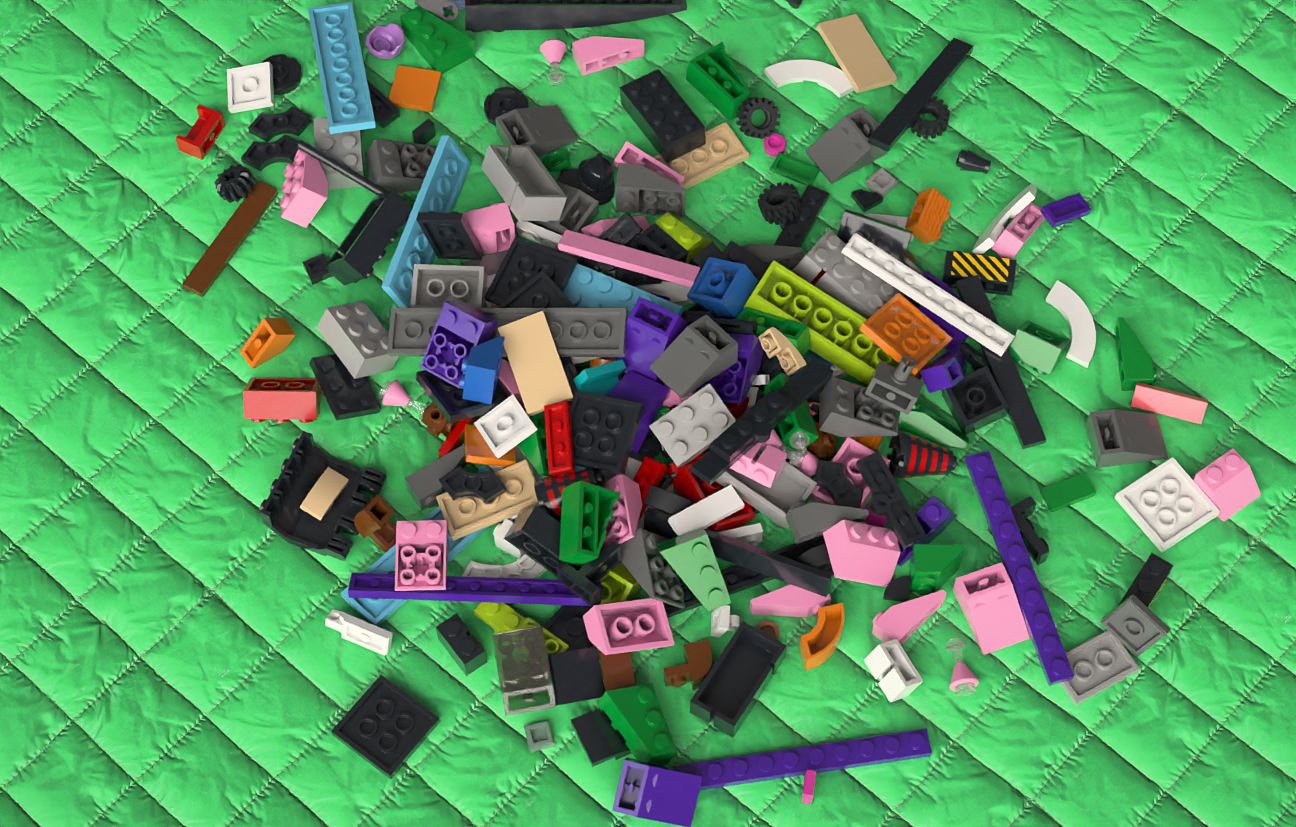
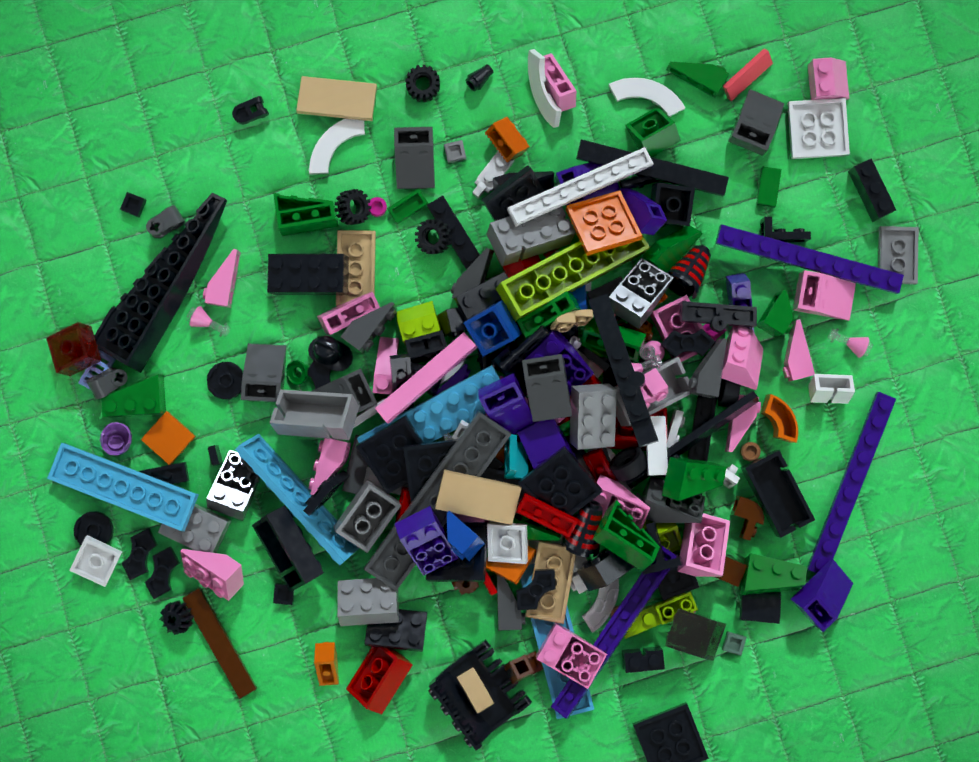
camera: 60 degrees left, 25 degrees up
(203, 133) = (114, 617): red panel -> none
(342, 169) = (264, 507): black bar -> none
(360, 632) = (591, 721): white hinge -> none
(395, 395) = (425, 597): bright pink piece -> none
(576, 675) = (713, 598): black tile -> none
(808, 788) = (873, 492): dark pink tile -> none
(866, 200) = (461, 171): black tile -> none
(895, 385) = (642, 258): dark grey brick -> none
(898, 589) = (771, 345): black tile -> none
(920, 95) = (406, 78): black tile -> none
(994, 272) = (570, 133): brick -> none
(1065, 210) = (557, 39): dark purple tile -> none
(1135, 625) = (898, 213): tile -> none

